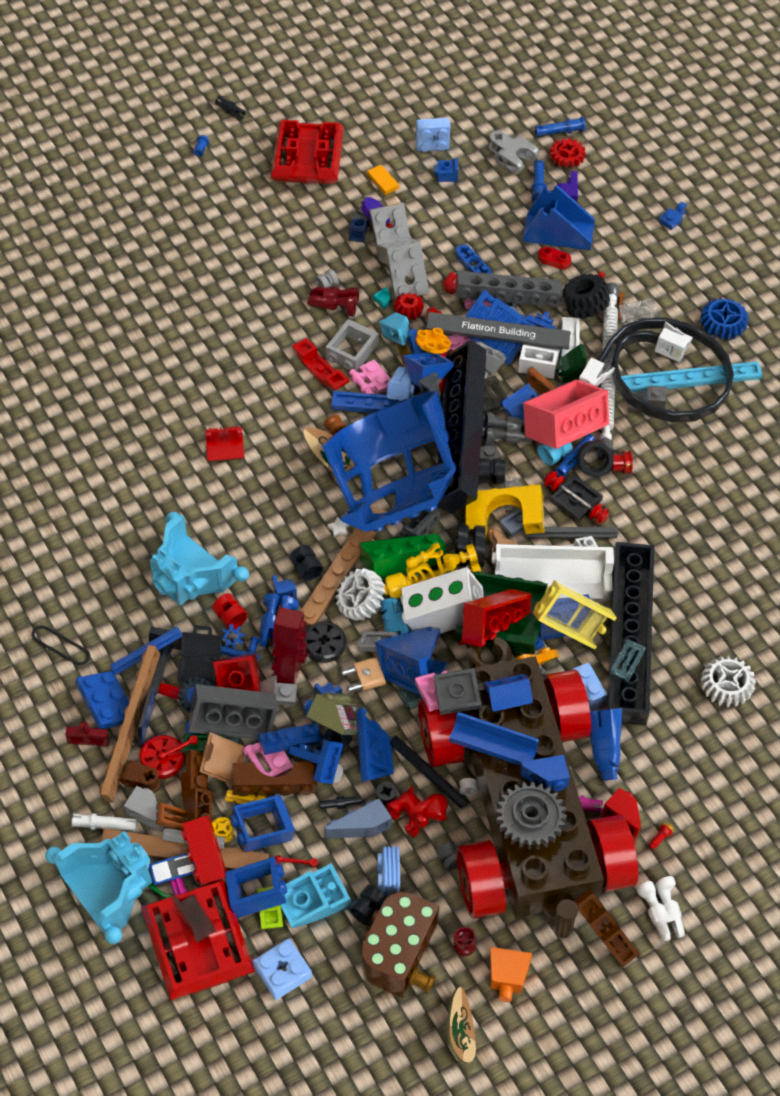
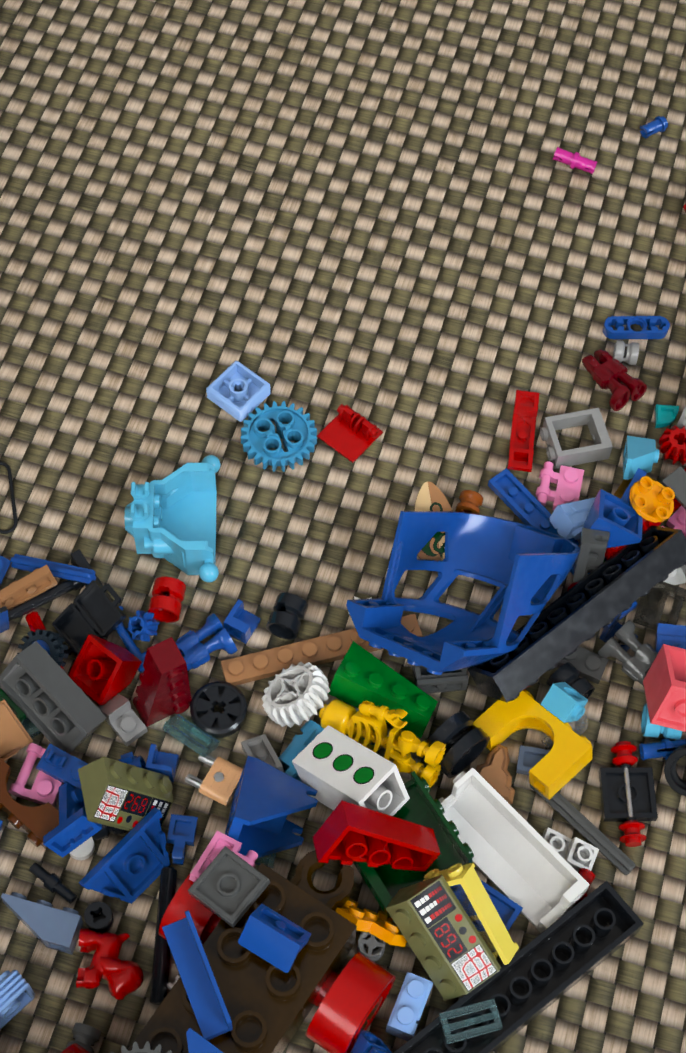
camera: 45 degrees right, 5 degrees up
(135, 472) = (238, 391): none -> light blue brick
(177, 197) = (574, 160): none -> dark pink pin
(192, 480) = (298, 429): none -> dark azure gear
(312, 270) = (643, 321): none -> blue beam
(326, 666) = (190, 735): none -> clear light blue tile
(382, 716) = (181, 833): none -> blue plate
(502, 477) = (564, 702): none -> medium azure brick
(573, 632) = (443, 937): none -> slope

